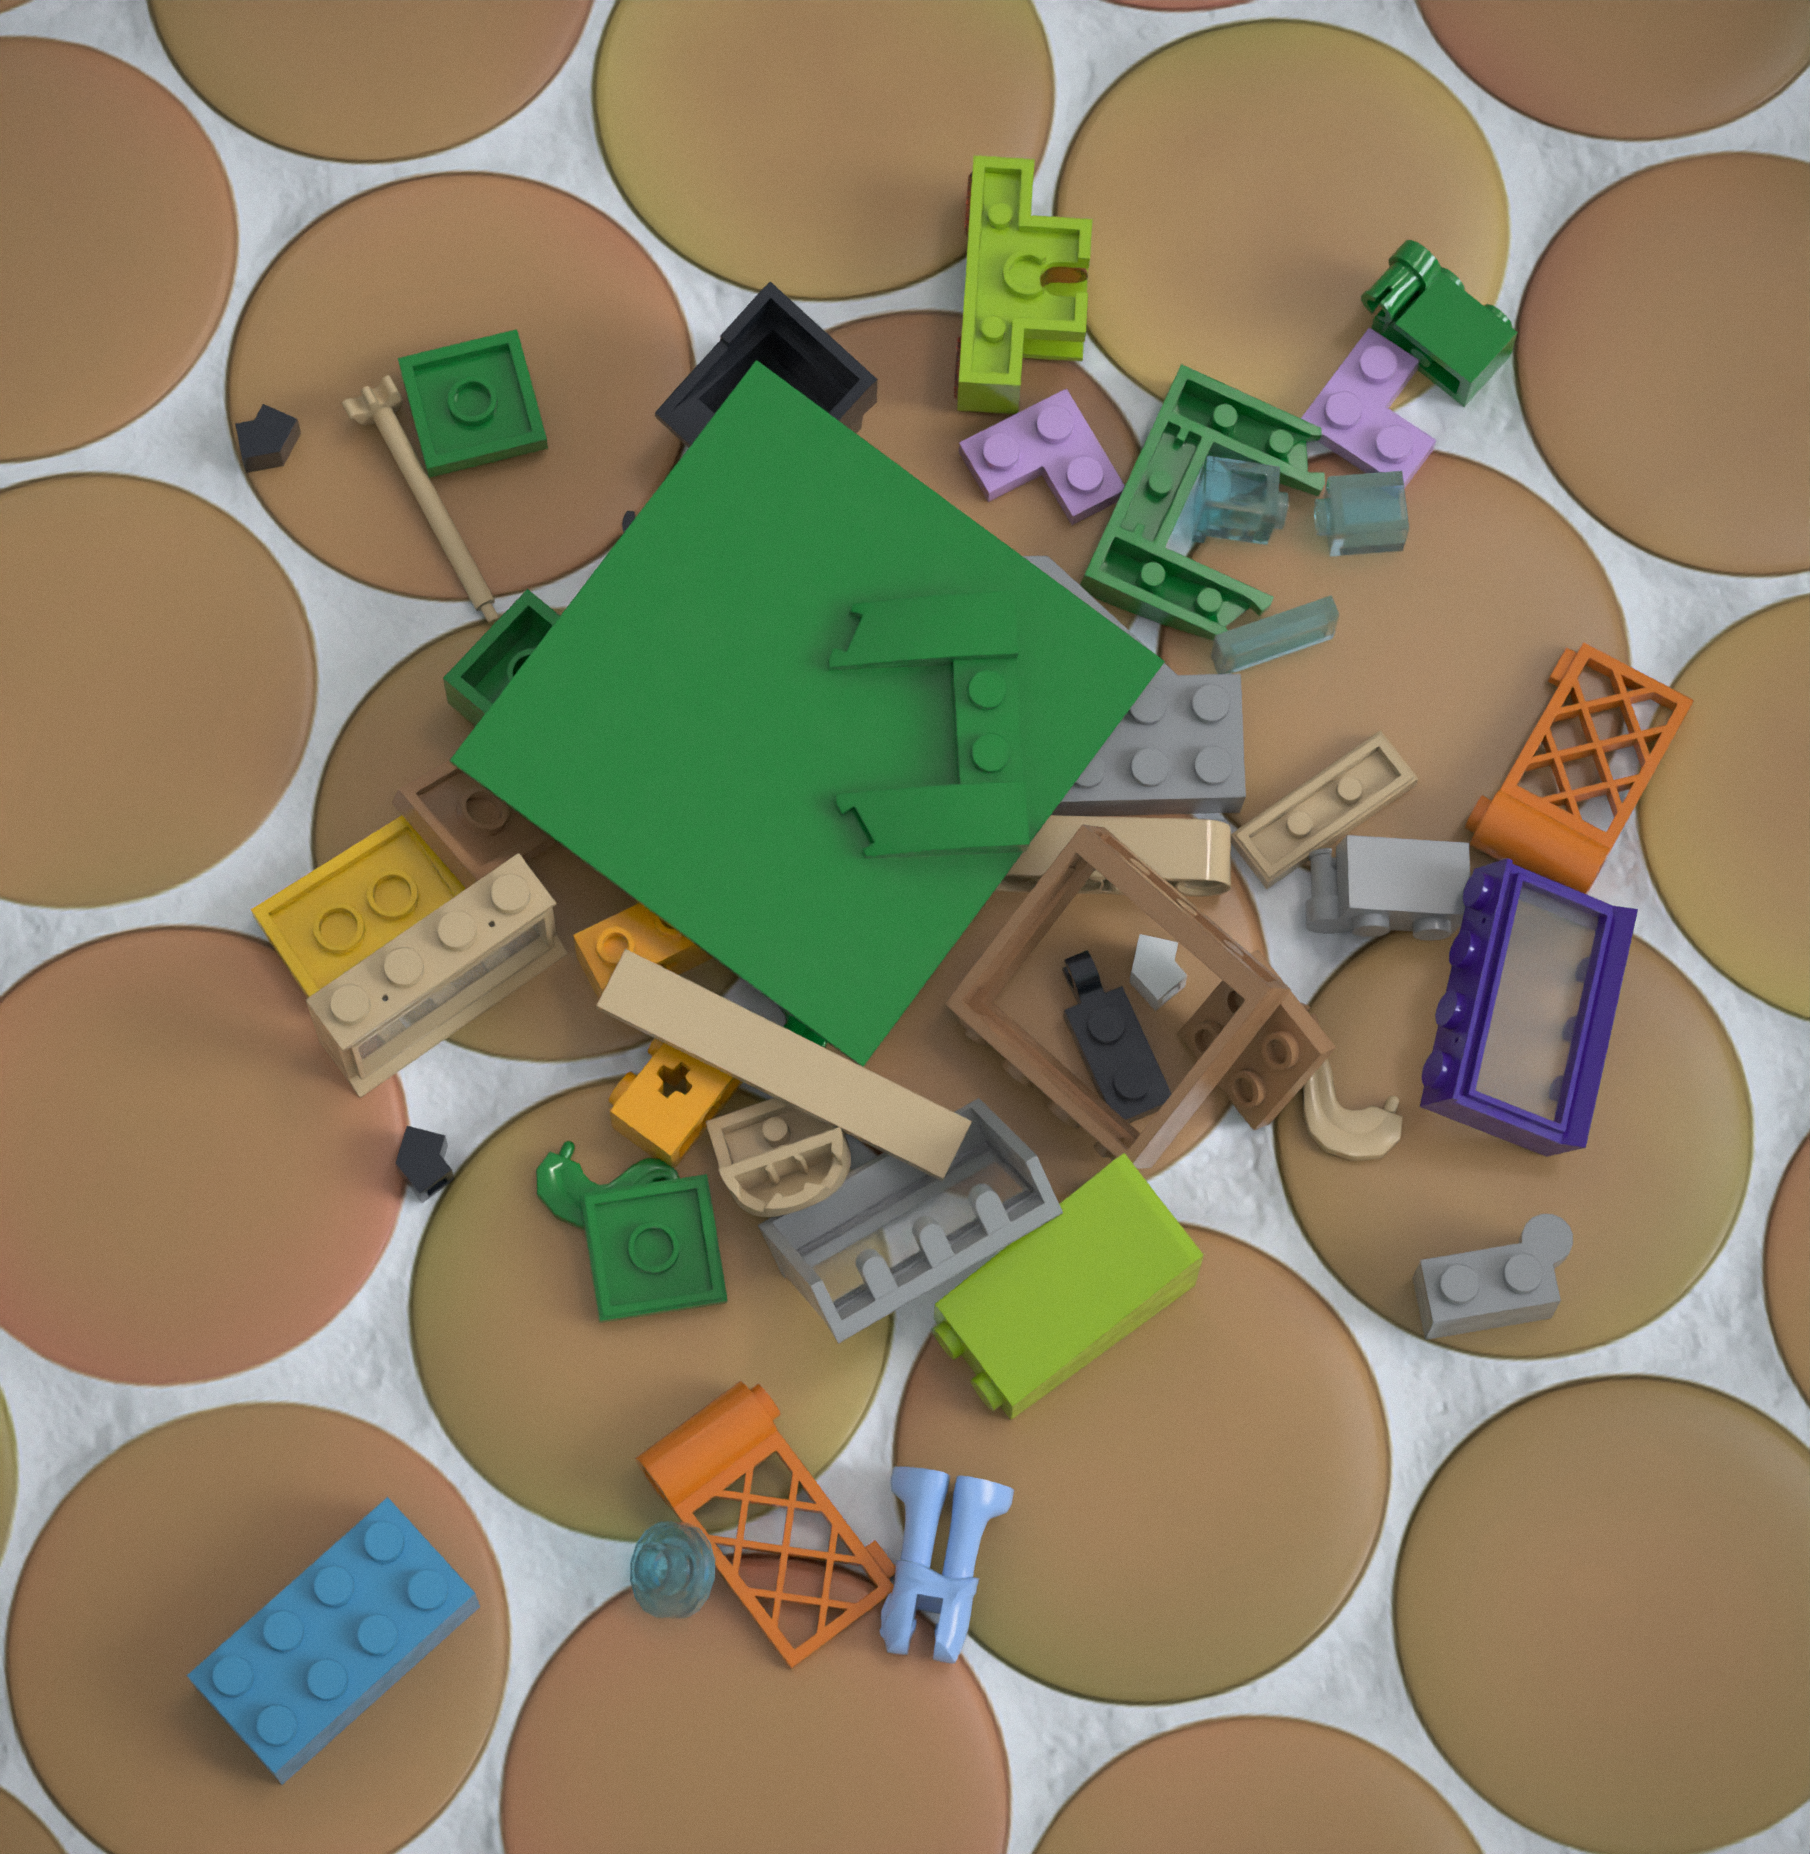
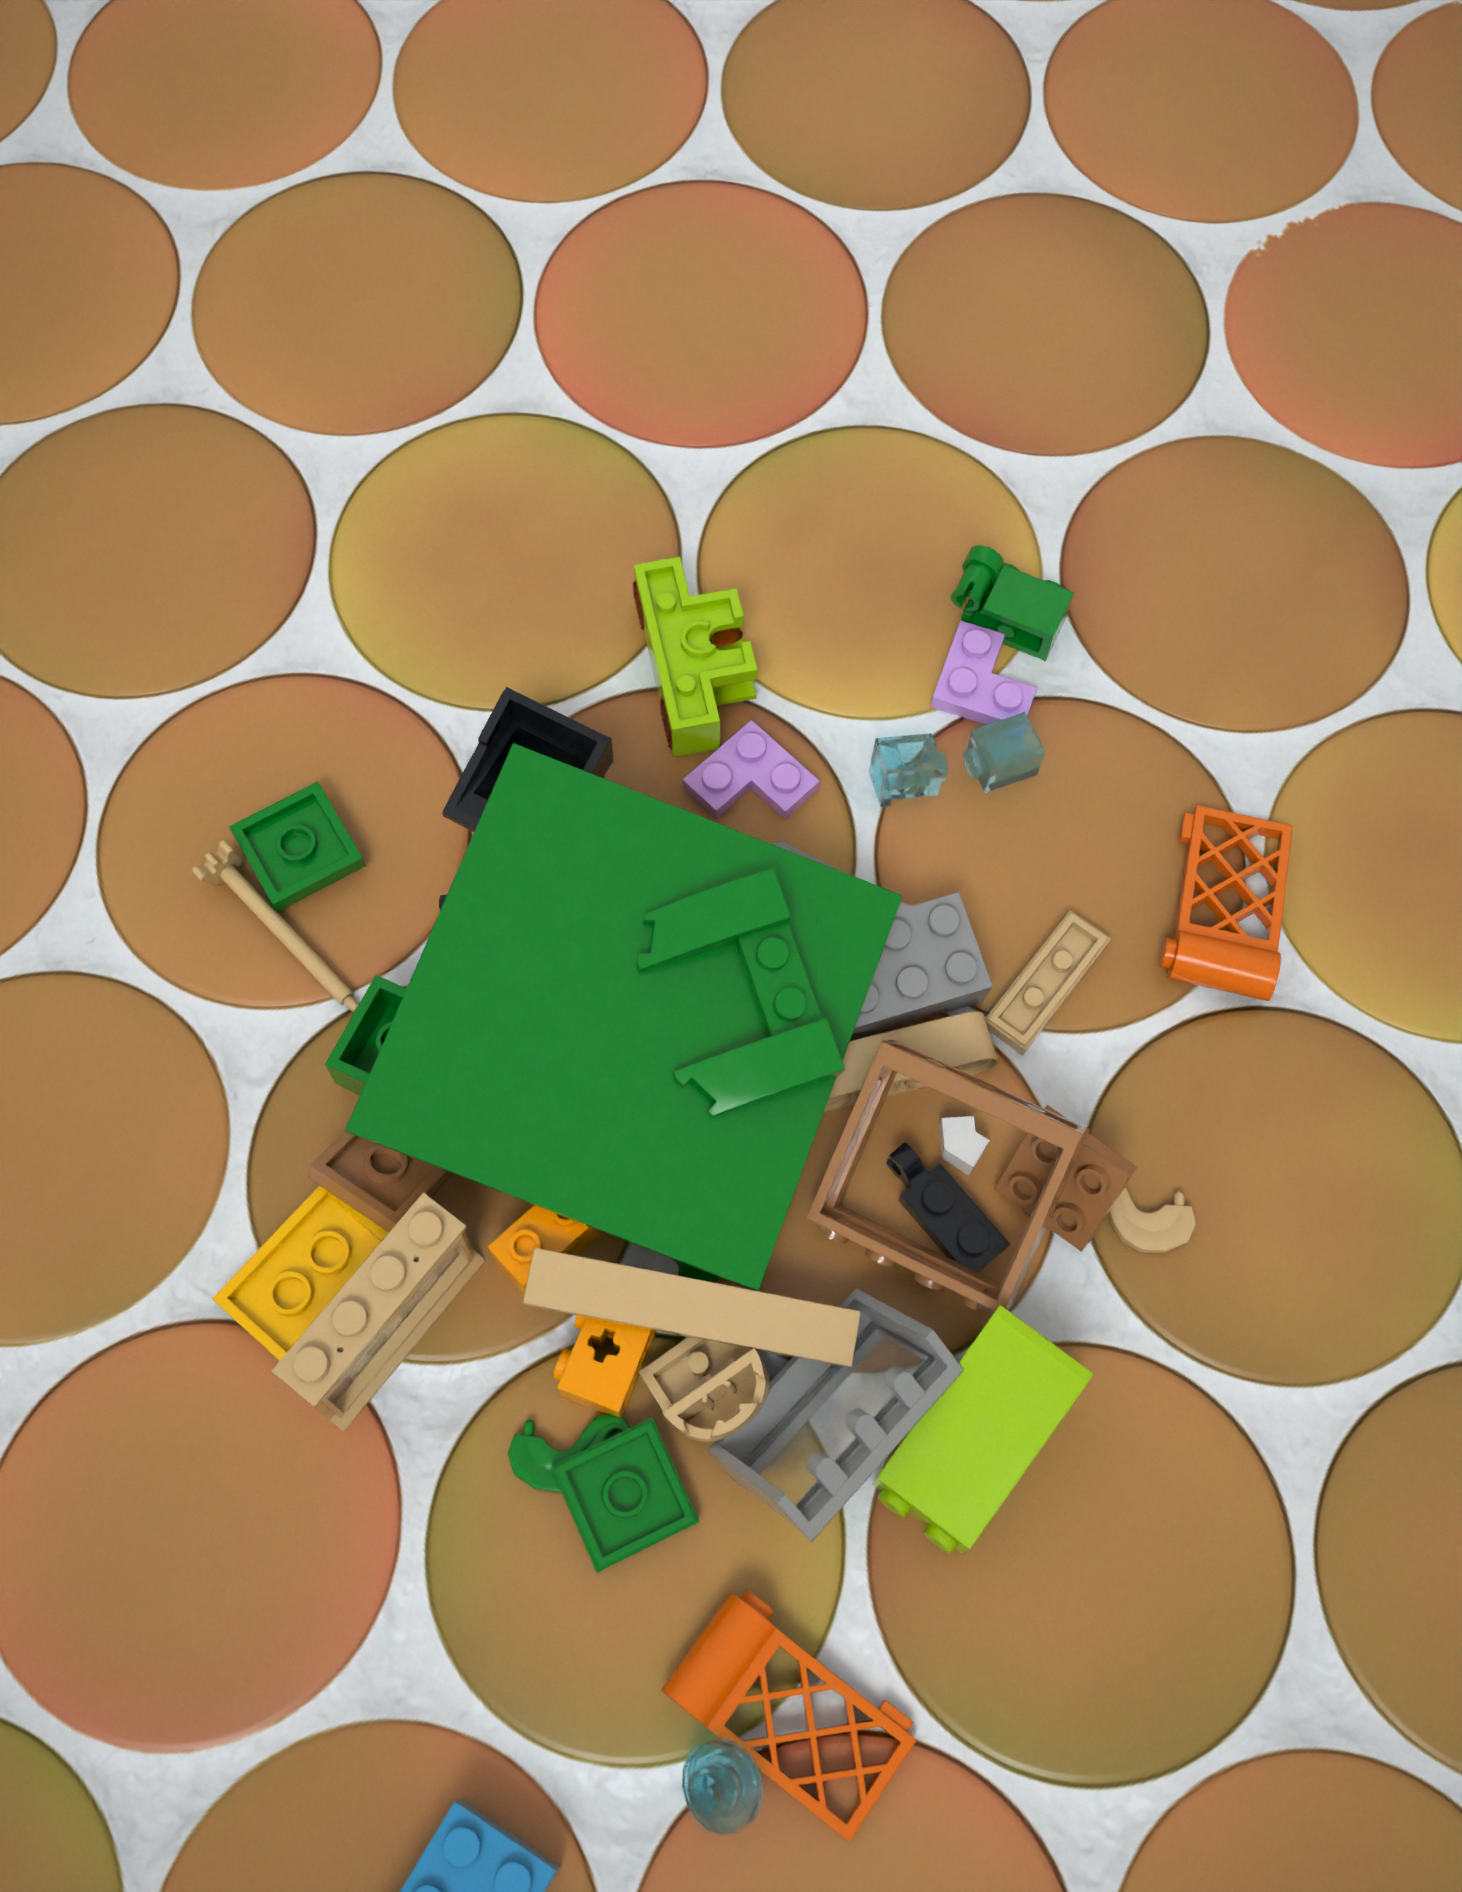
camera: 15 degrees left, 5 degrees down
(267, 439) = (140, 915): black piece -> none
(423, 1162) = (409, 1474): black piece -> none
(918, 1585) = (932, 1730): light blue piece -> none
(1132, 559) = (839, 828): green wedge -> none
(1275, 636) = (968, 859): clear light blue tile -> none
(1388, 887) = (1122, 1026): light grey hinge -> none
(1494, 1284) = (1319, 1324): light grey hinge -> none
(1527, 1009) = (1267, 1095): dark purple window -> none

